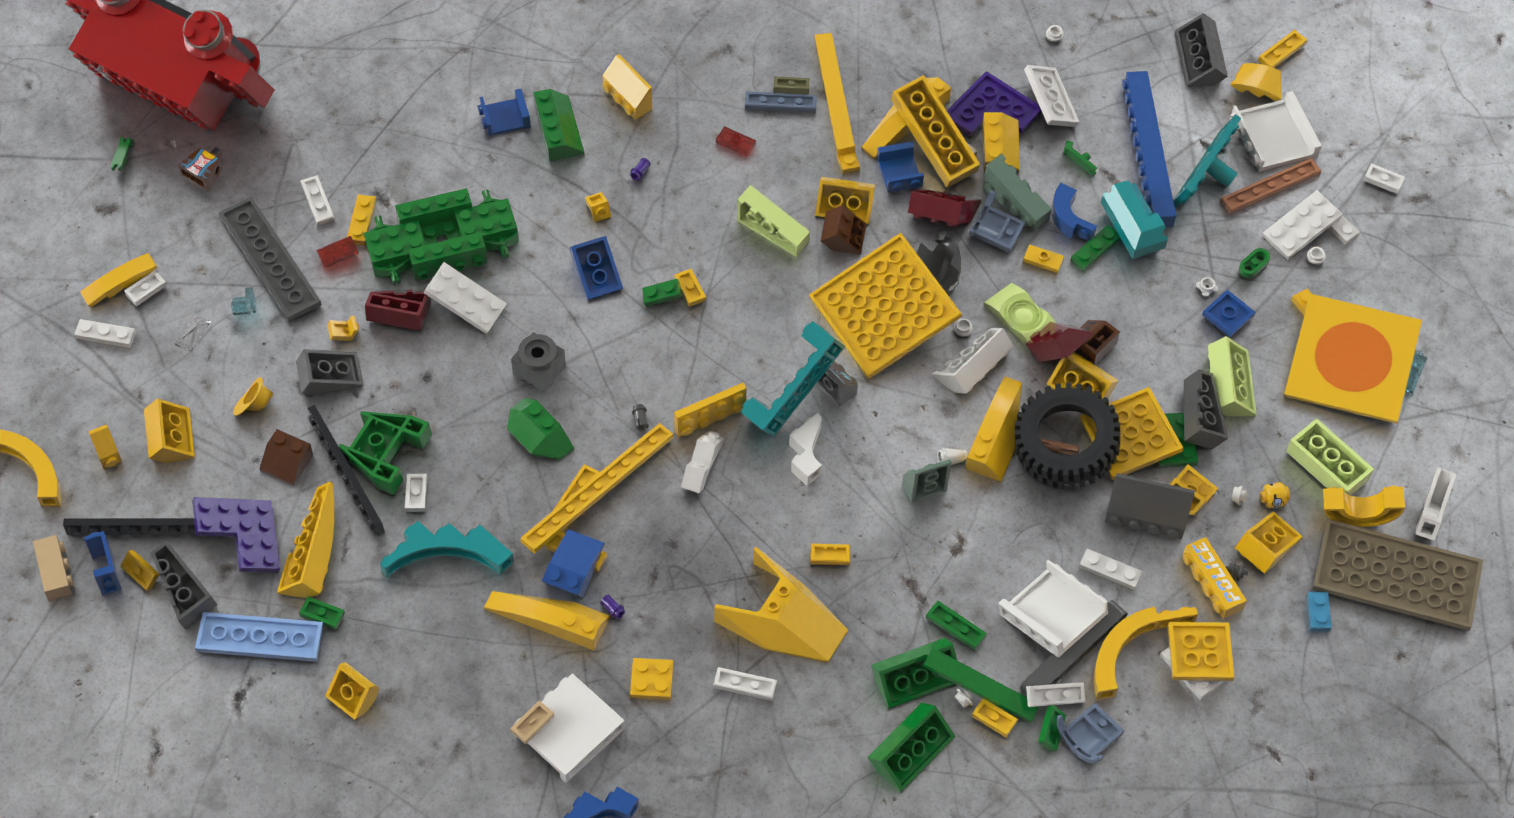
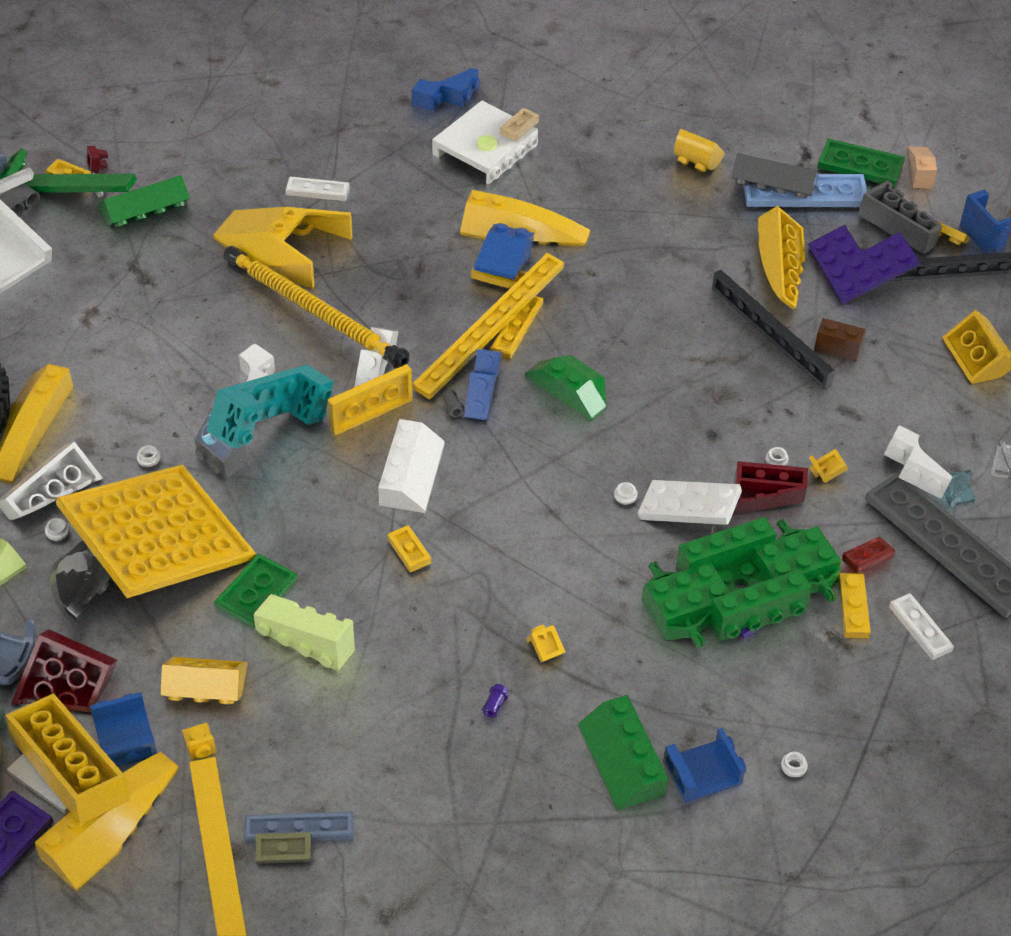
camera: 175 degrees right, 10 degrees down
(128, 663) = (922, 167): none -> light nougat slope
(189, 671) = (856, 159): none -> green plate
(254, 399) = (902, 384): yellow piece -> none
(274, 312) = (918, 466): none -> white arch
(286, 639) = (774, 175): none -> dark grey slope
(321, 612) = (748, 210): green plate -> none
(328, 371) = (827, 419): dark grey slope -> none
(378, 340) = (777, 456): none -> white plate
(378, 444) = (741, 349): green wedge -> none
(416, 493) = (688, 315): white plate -> none
(442, 111) = (797, 759): none -> white plate
(448, 541) = (639, 273): teal arch -> none
(512, 322) = (625, 493): none -> white plate
(538, 361) = (582, 437): dark grey piece -> none
(569, 706) = (486, 143): none -> yellowish green piece
(596, 267) = (535, 563): blue slope -> none
(612, 427) = (482, 383): none -> blue arch
(612, 606) = (453, 231): dark purple pin -> none
(627, 87) = (529, 810): slope -> none
(651, 679) = (411, 186): yellow plate -> none
(661, 292) = (444, 537): green plate -> none
(682, 356) = (410, 467): none -> white slope
(735, 141) = (363, 757): clear red plate -> none
(755, 510) = (394, 355): none -> yellow hose
(808, 268) = (253, 587): none -> green tile
(830, 554) = (230, 291): yellow plate -> none
(843, 231) = (208, 631): reddish brown slope -> none
(895, 382) = (148, 456): none -> white plate
(911, 746) = (155, 147): green slope -> none
(927, 481) = (117, 342): sand green slope -> none
(955, 455) = (87, 387): white cone -> none
(956, 625) = (99, 240): green plate -> none
(968, 733) = (94, 159): none -> dark red tile

